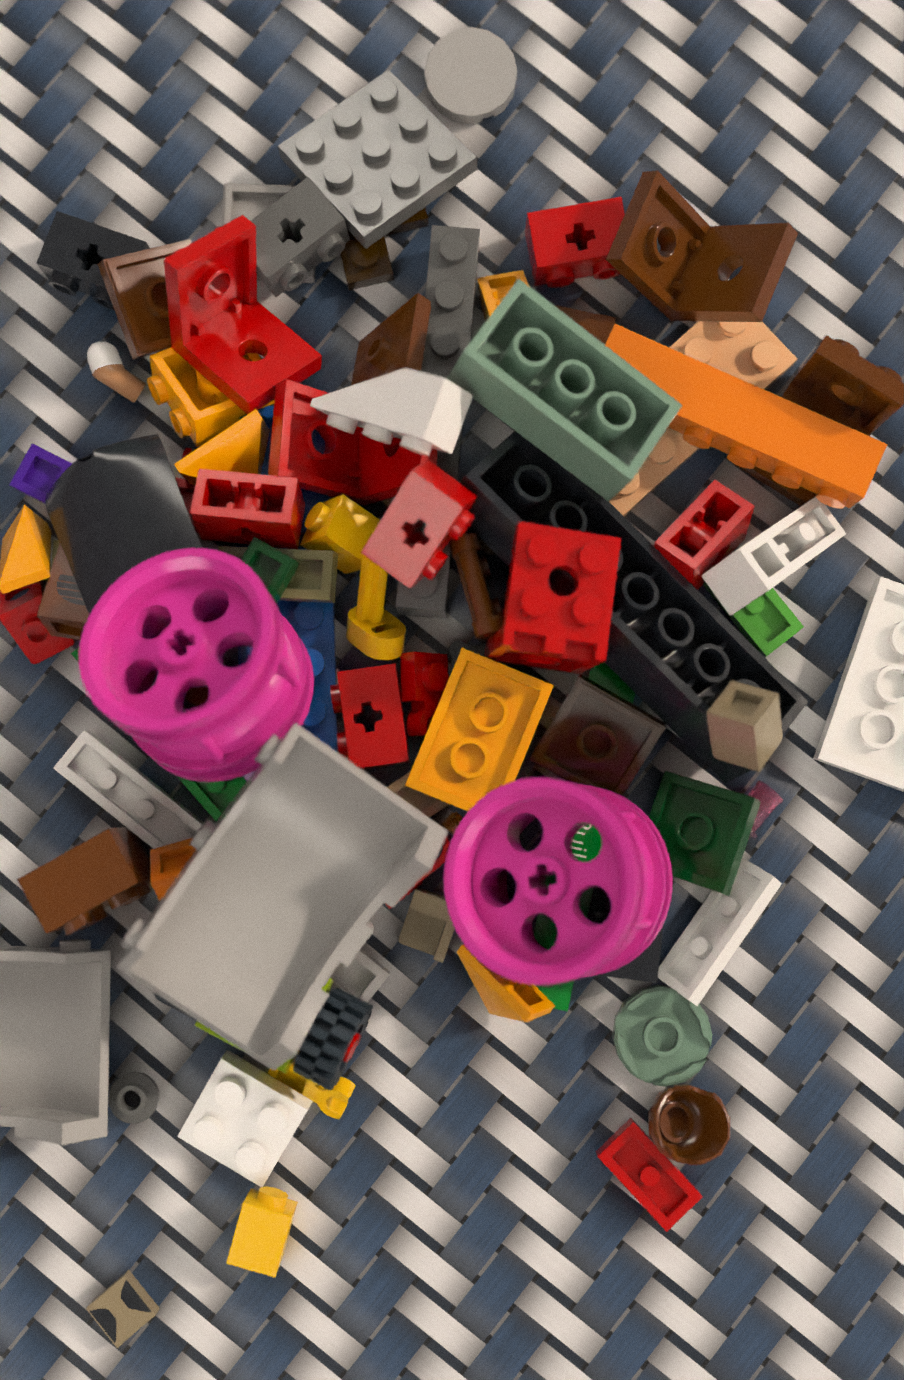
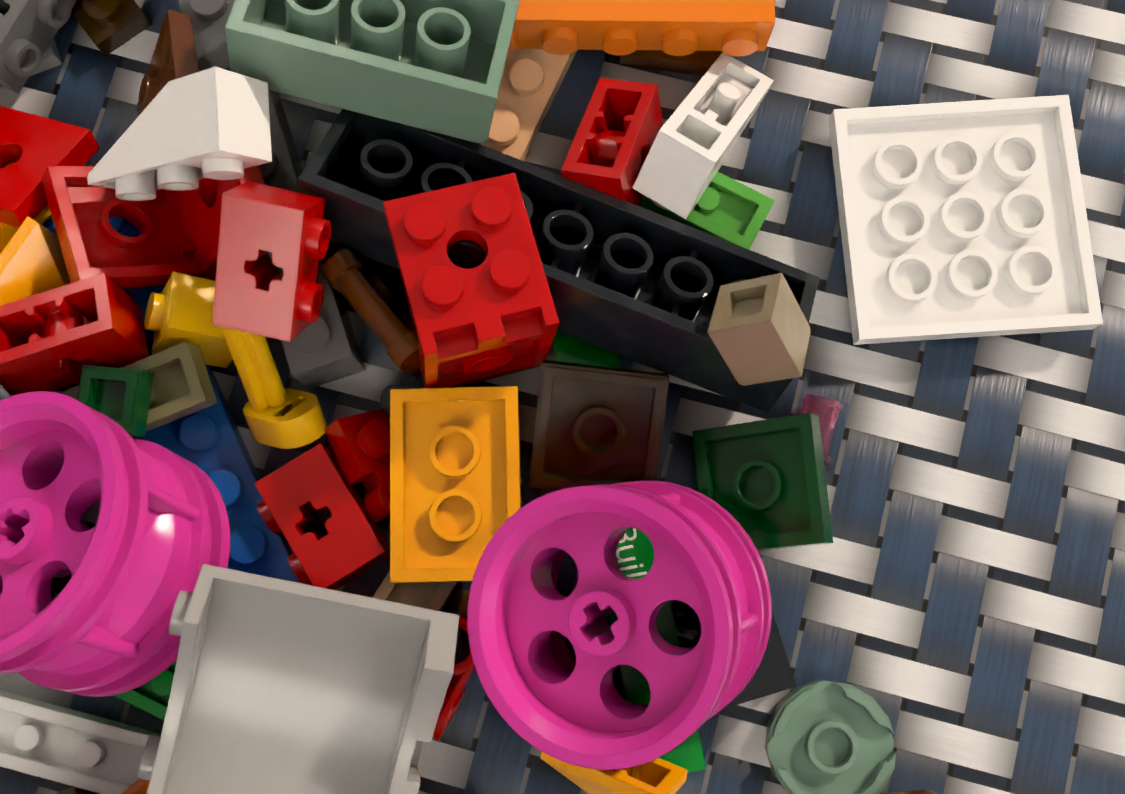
camera: 25 degrees left, 5 degrees down
(428, 924) = (490, 742): dark tan panel -> none
(717, 932) = (838, 594): white plate -> none

